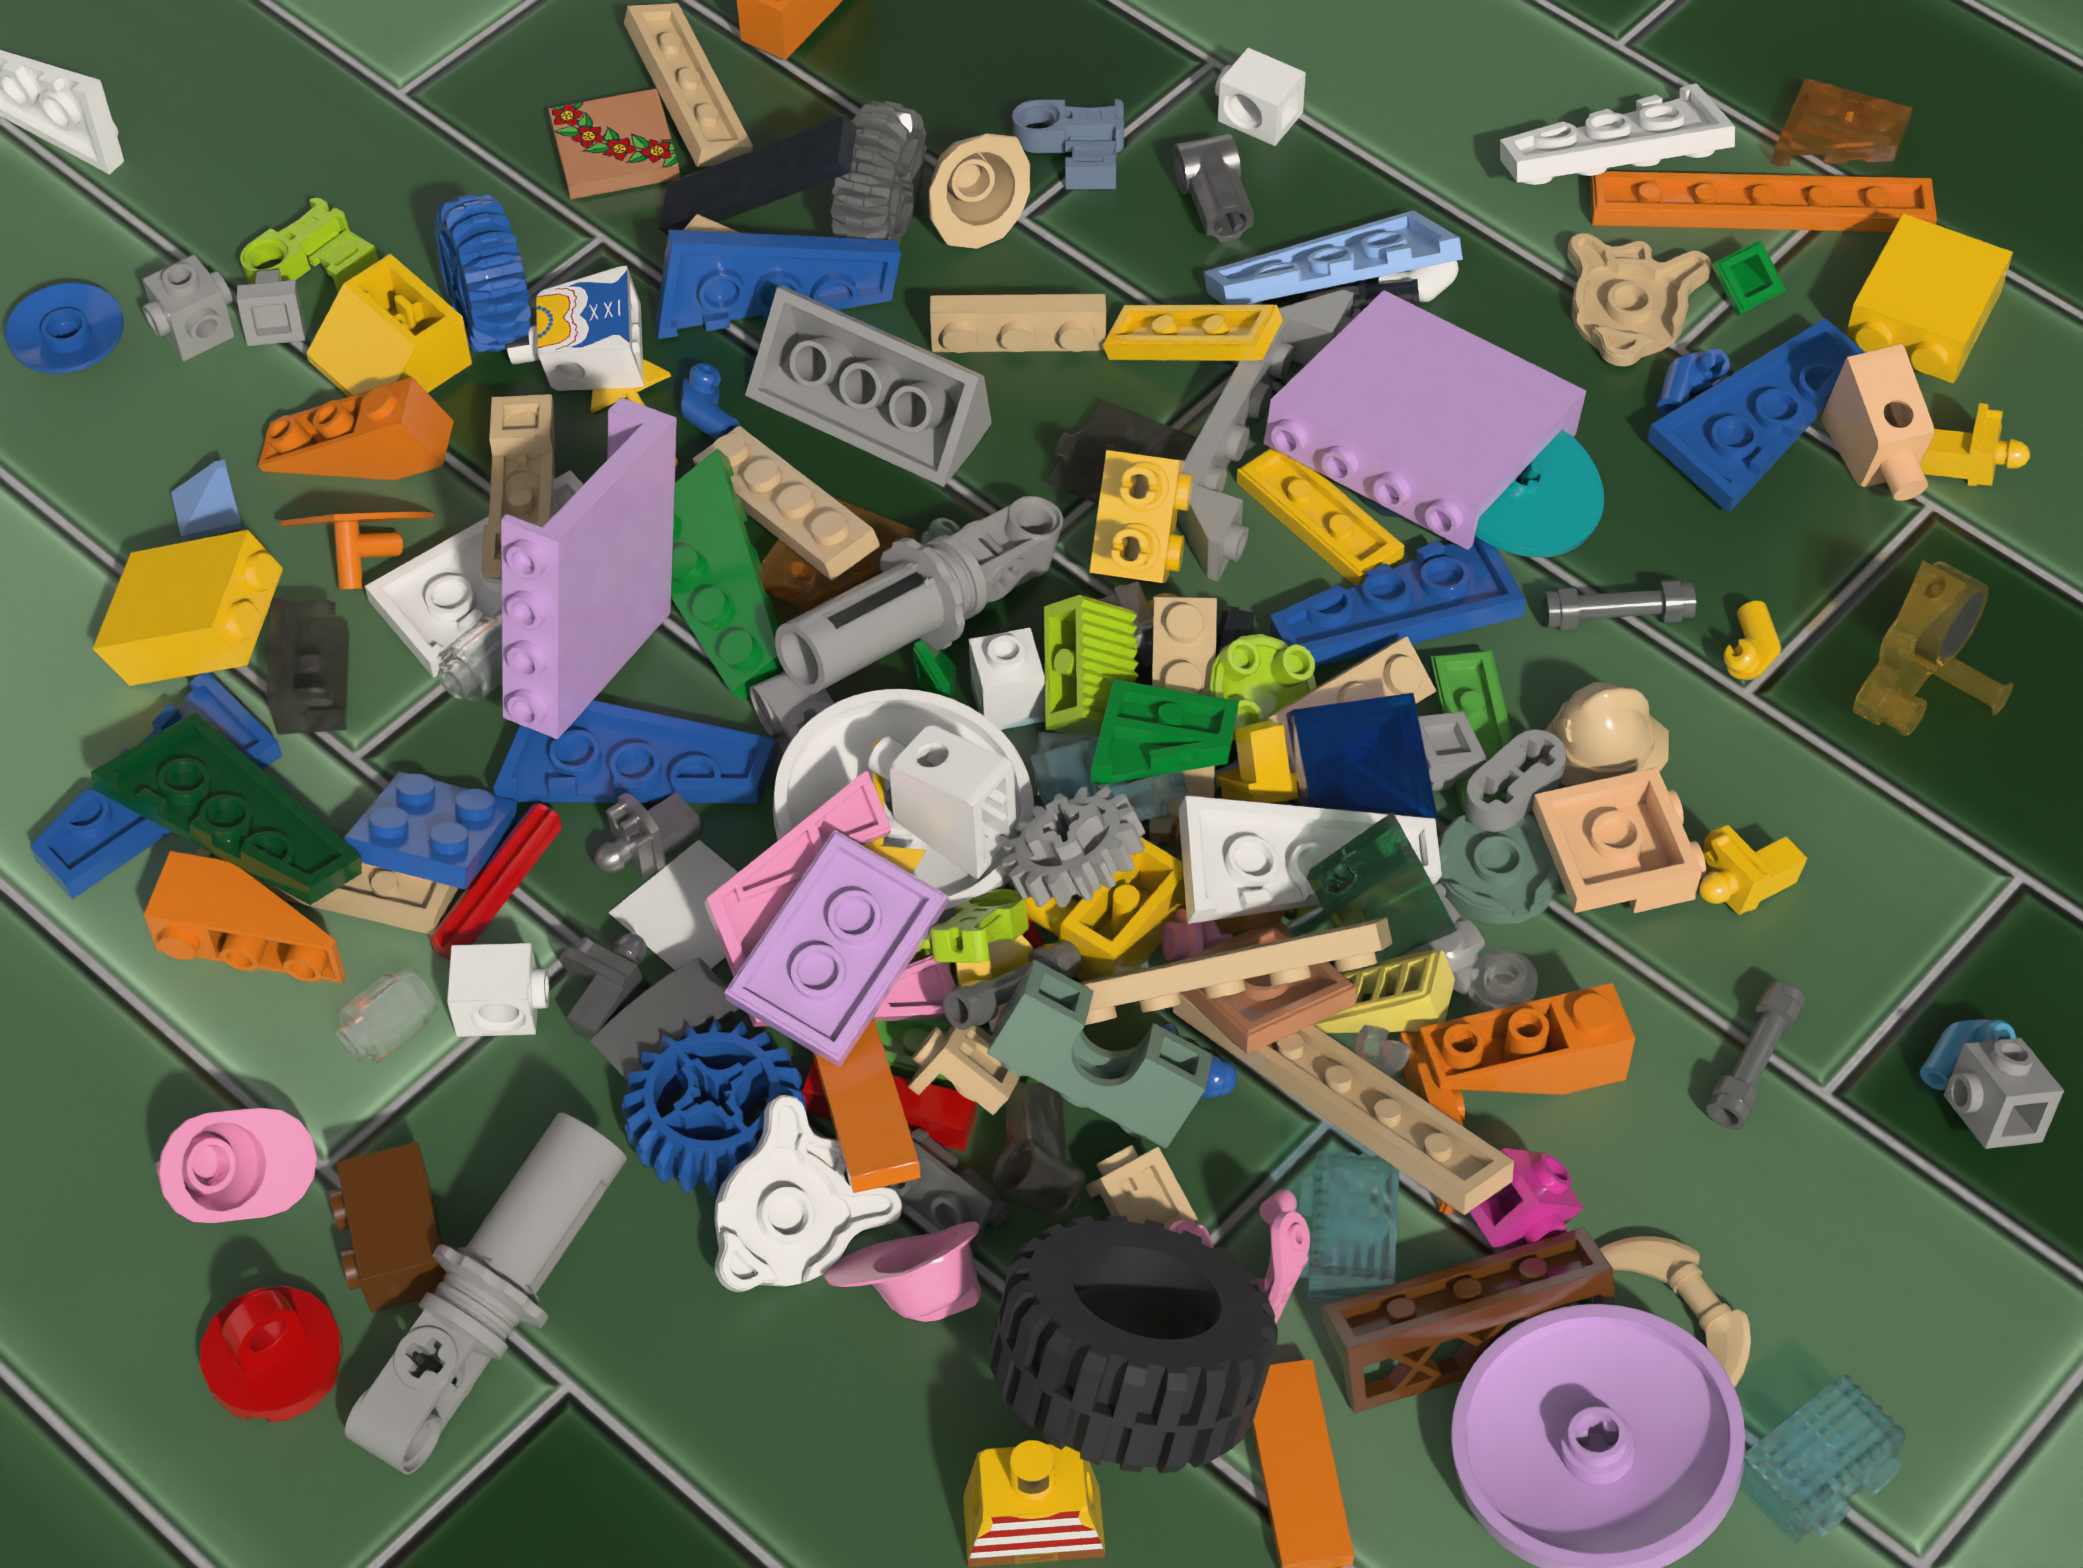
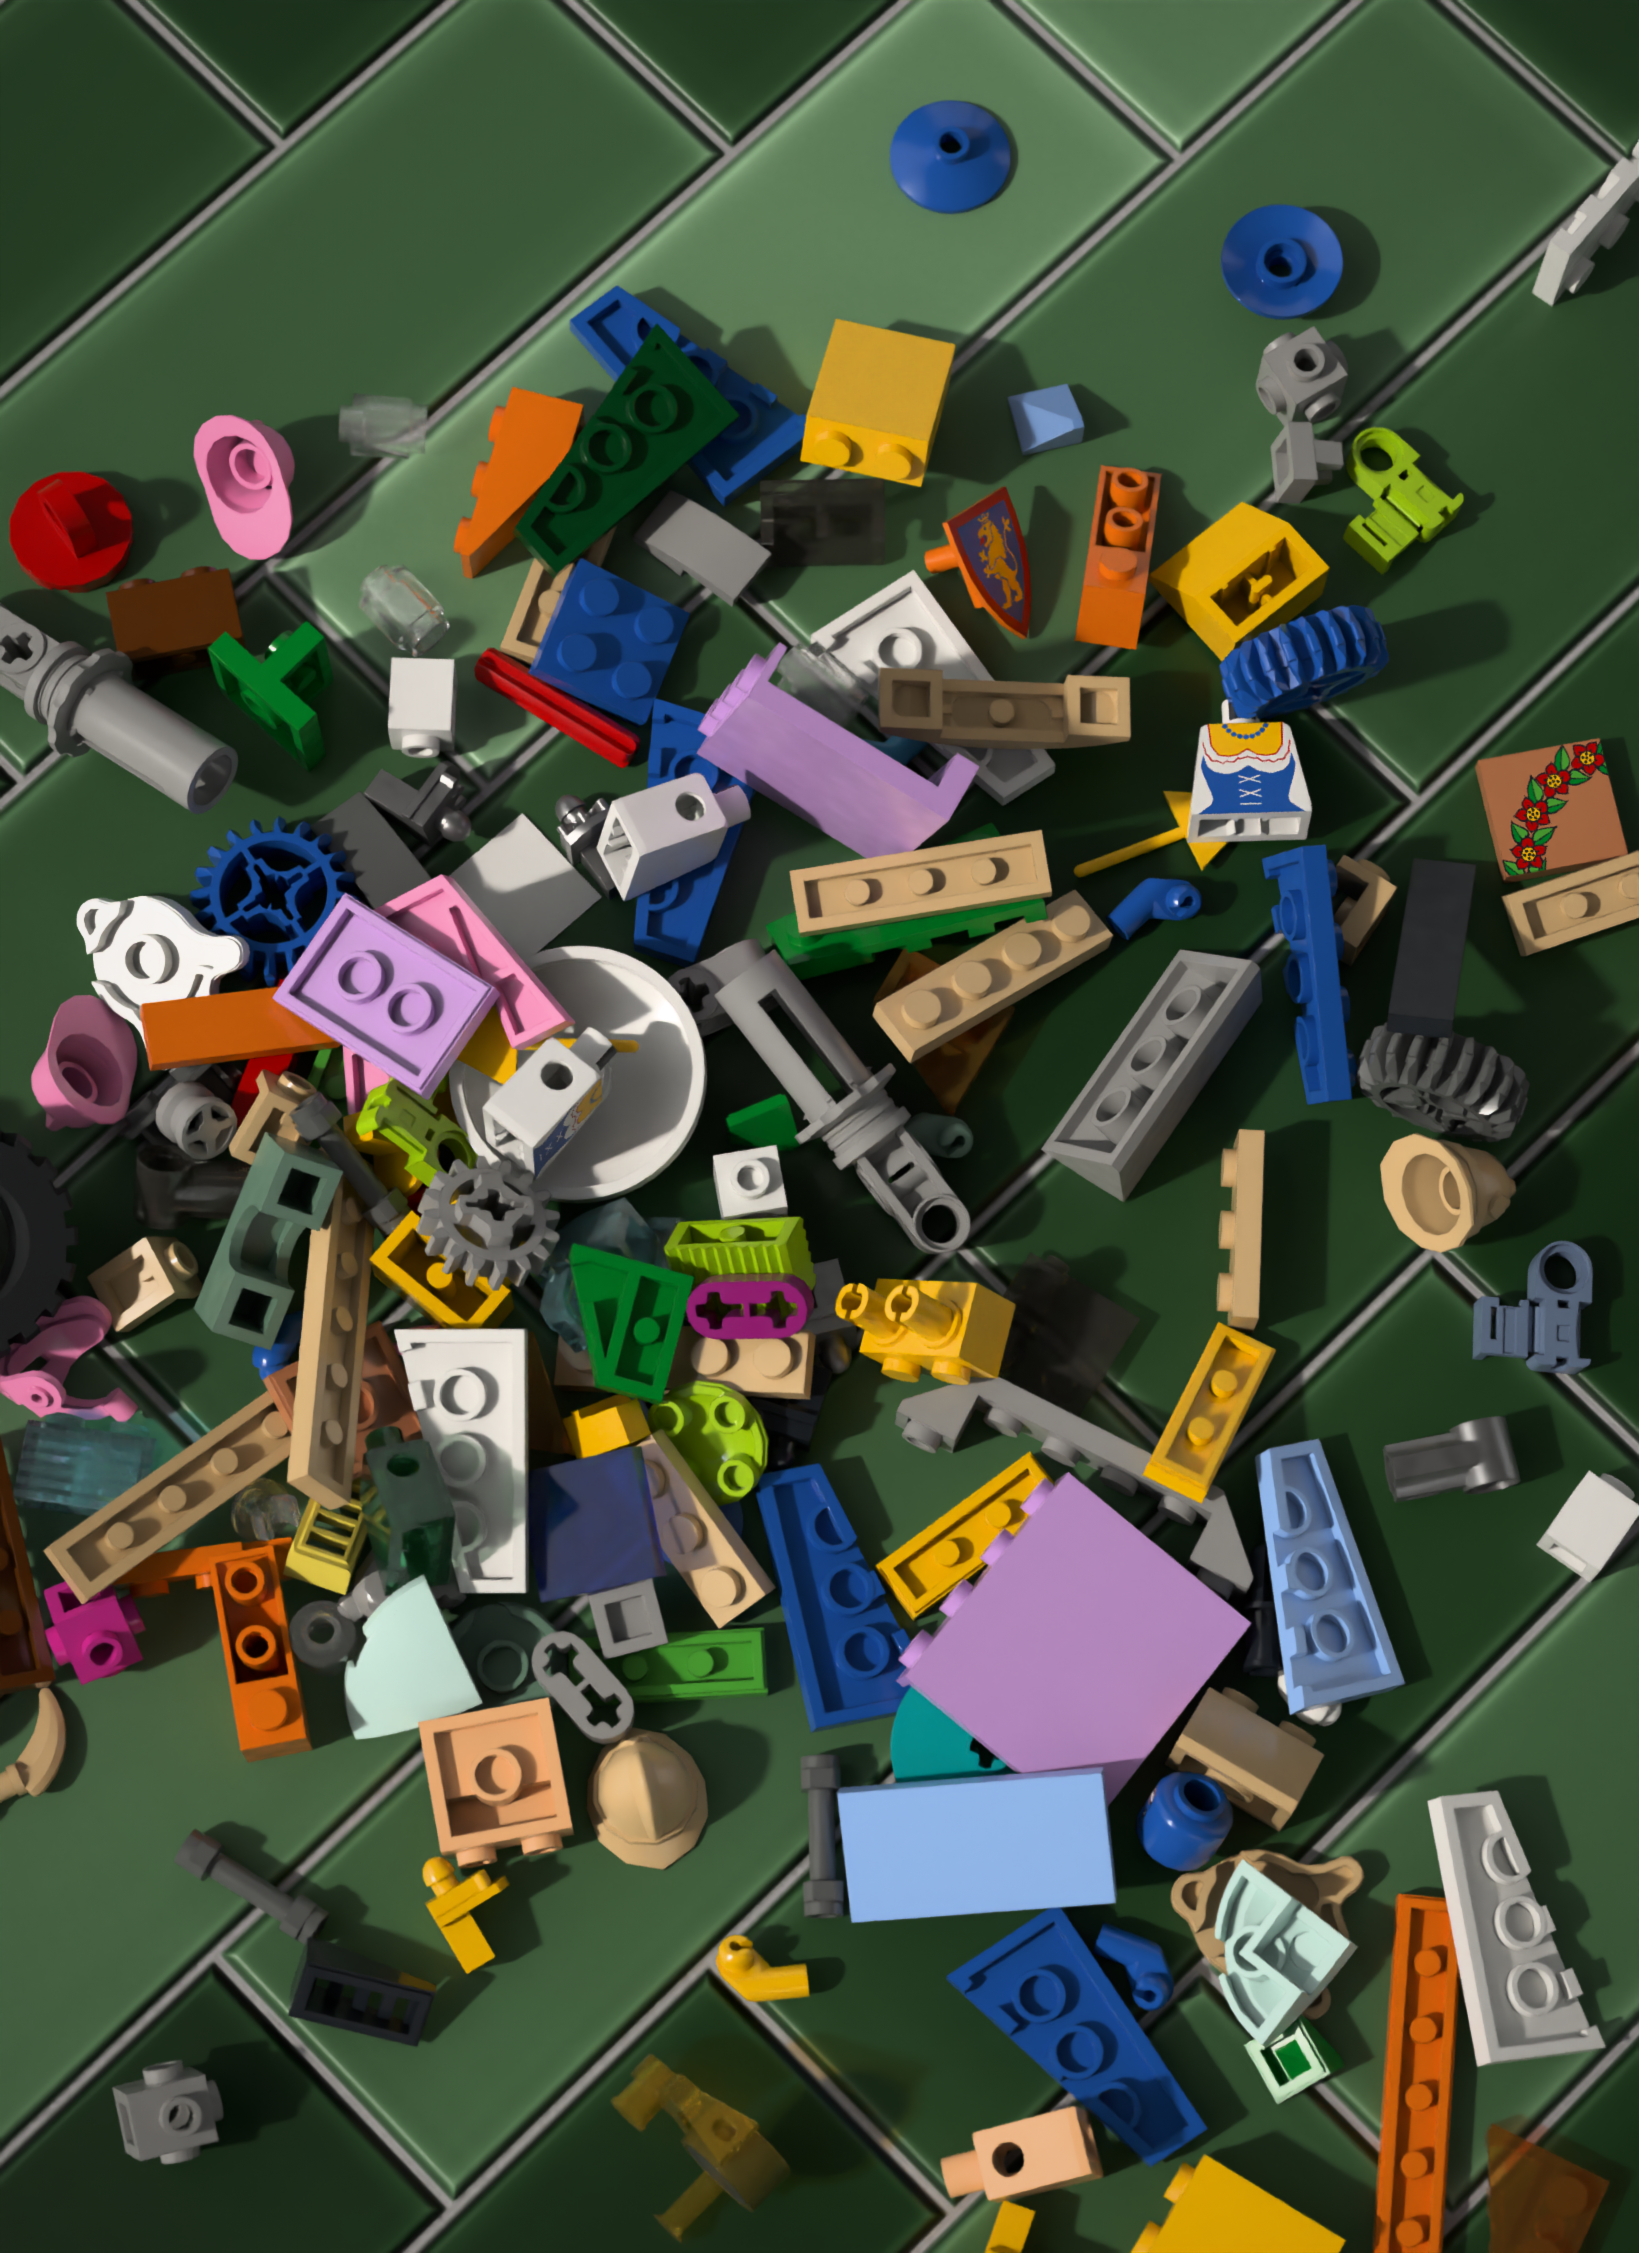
camera: 90 degrees right, 20 degrees up
(171, 1050) = (383, 426): none -> clear brick
(331, 755) = (702, 545): none -> light grey slope
(485, 1105) = (279, 689): none -> green bracket
(647, 712) = (667, 831): none -> white torso
(707, 543) = (921, 883): none -> tan plate
(967, 1143) = (196, 1120): none -> light grey wheel
(1146, 634) = (750, 1291): none -> magenta beam
(1508, 286) = (1251, 1759): none -> tan slope
(1524, 911) = (406, 1667): none -> light aqua brick
(1564, 335) = (1184, 1820): none -> blue head
(1614, 472) = (977, 1845): none -> light blue tile
(1668, 276) = (1274, 1953): none -> light aqua brick
(1843, 960) = (347, 1967): none -> black slope
(1944, 1056) = (245, 2100): dark azure arm -> none

